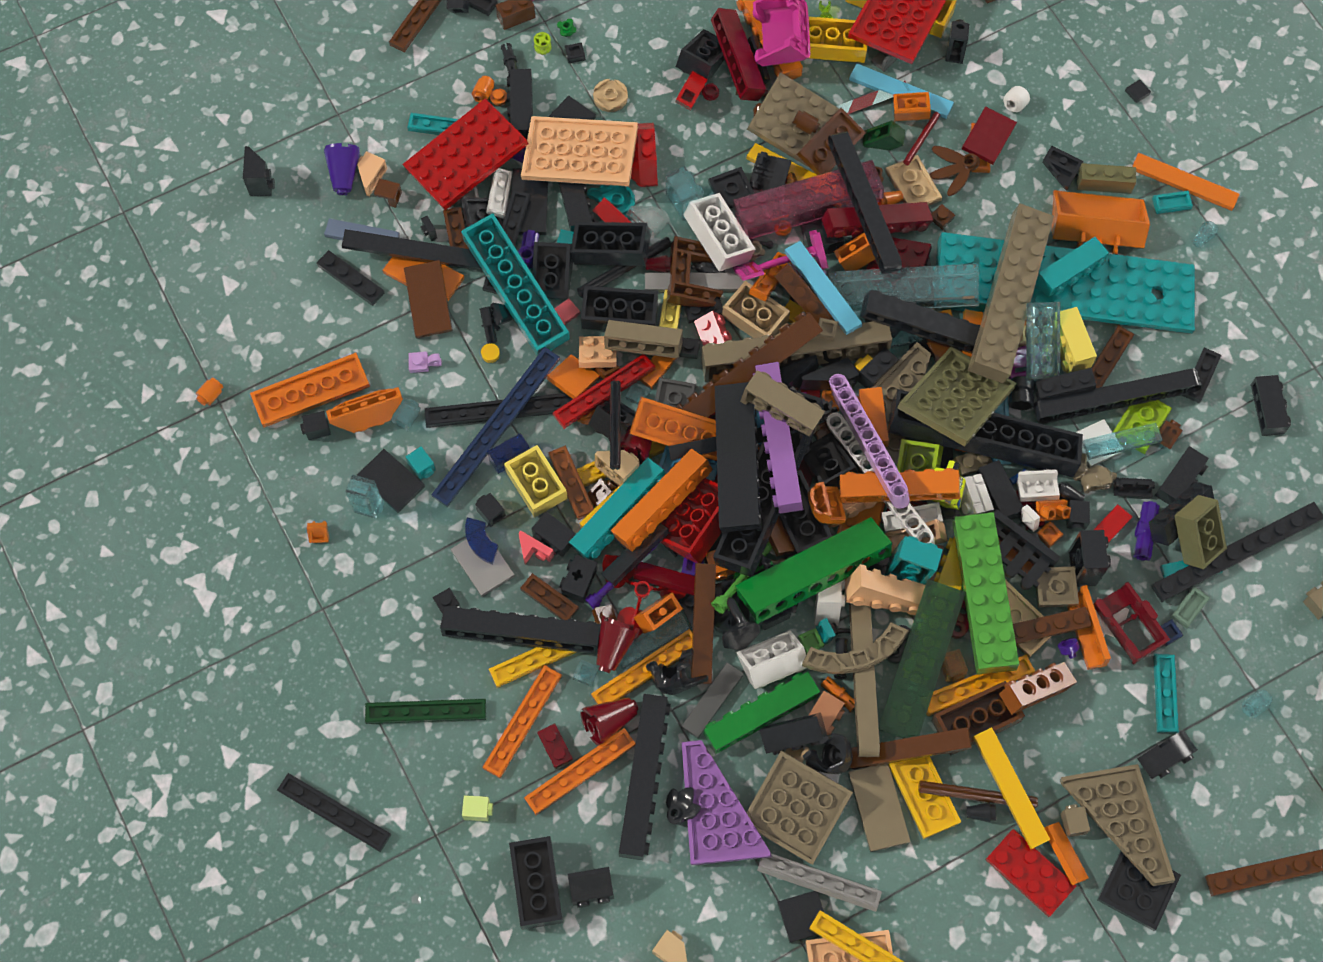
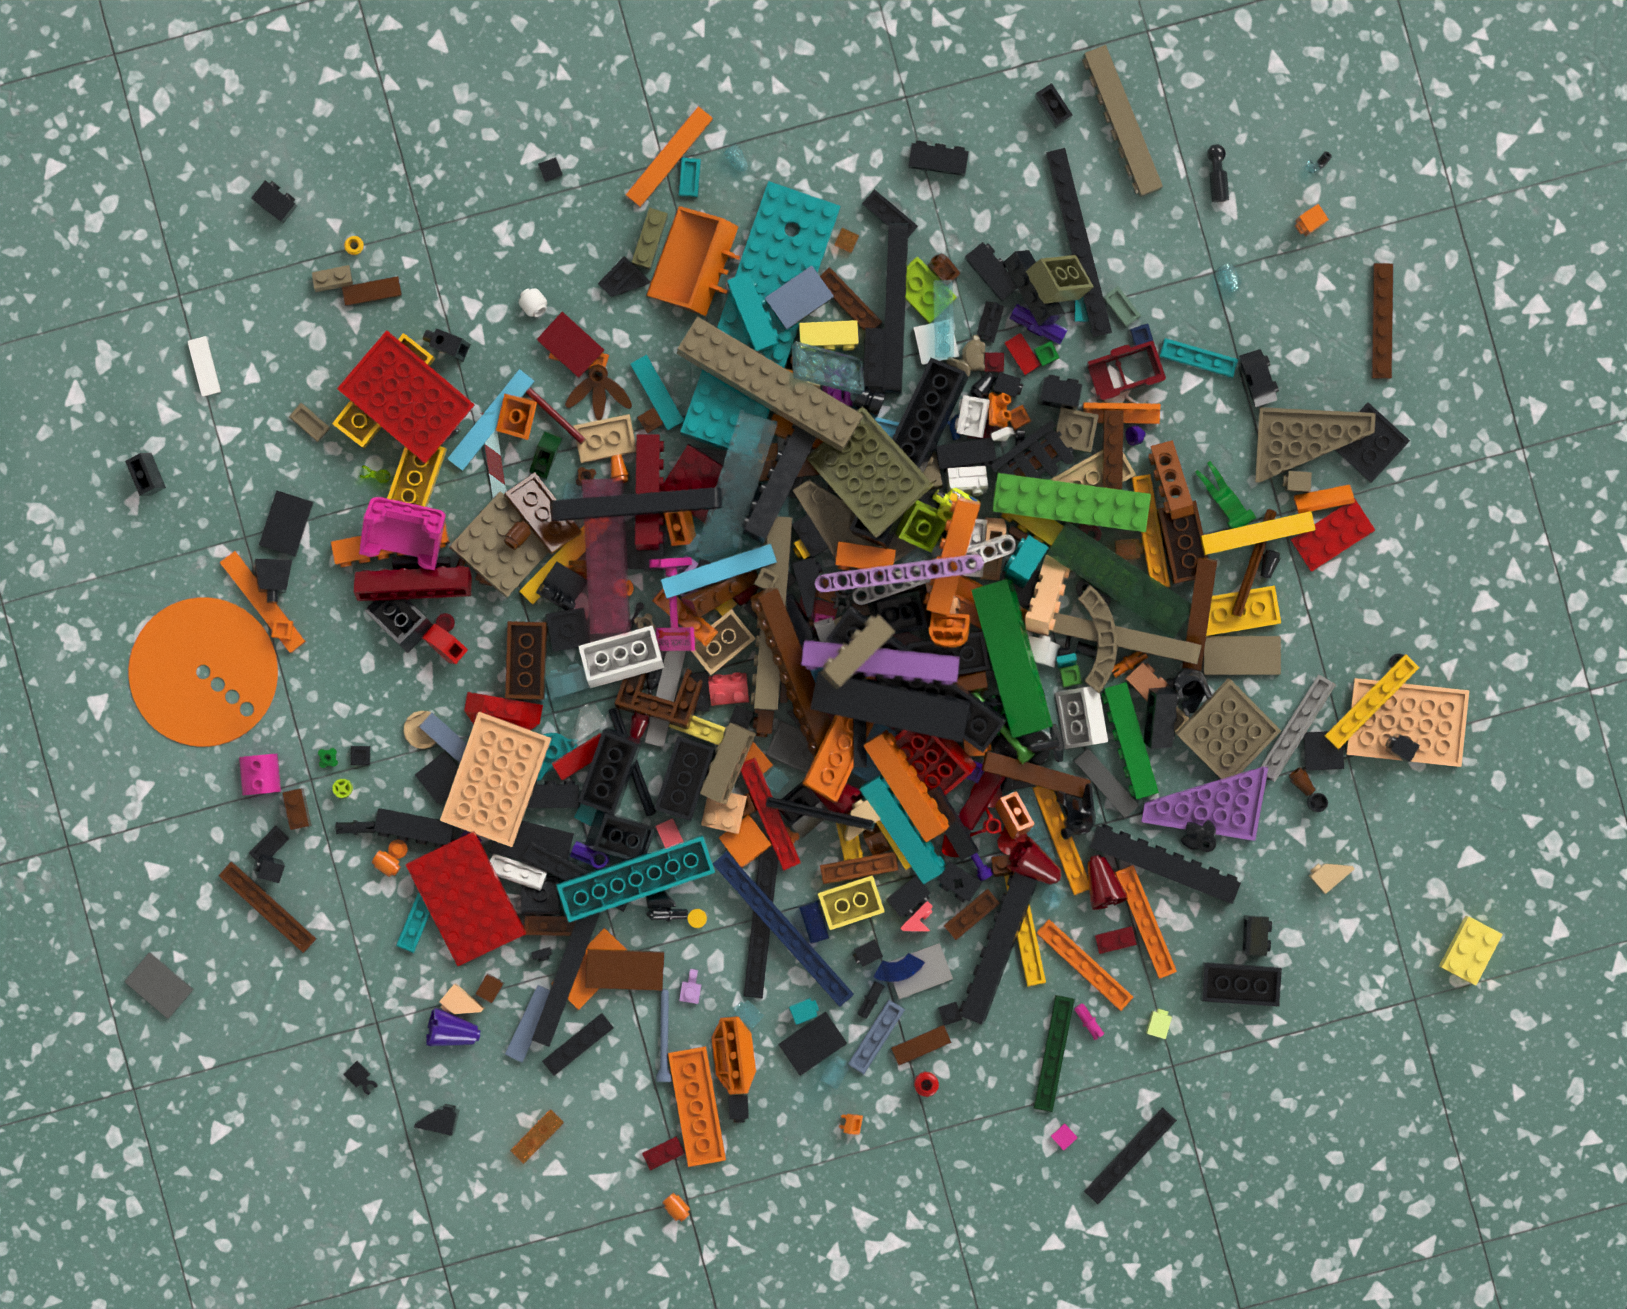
camera: 80 degrees left, 20 degrees up
(257, 262) = (537, 1136): none -> clear orange tile
(260, 371) = (663, 1153): none -> dark red plate
(286, 109) = (357, 1075): none -> black plate
(335, 354) = (664, 1074): none -> sand blue piece
(341, 740) = (1064, 1136): none -> dark pink tile
(370, 590) = (926, 1091): none -> red head
(409, 537) = (876, 1036): none -> sand blue tile
(409, 580) = (921, 1045): none -> reddish brown tile
(444, 523) = (870, 999): none -> black axle
(465, 737) = (1089, 1021): none -> dark pink axle
(611, 104) = (444, 736): none -> sand blue tile
(690, 369) = (763, 722): none -> reddish brown brick
(701, 154) = (526, 660): none -> reddish brown brick
(747, 921) = (1320, 803): none -> black wheel
(764, 900) = (1302, 781): none -> reddish brown cone
(972, 213) = (657, 392): none -> teal tile
(1033, 753) = (1227, 500): none -> green flag
(1097, 500) = (994, 362): none -> dark red plate
(1099, 306) = (799, 297): none -> sand blue tile
(1120, 545) = (1046, 353): none -> green plate
(1164, 344) = (846, 240): none -> clear orange tile

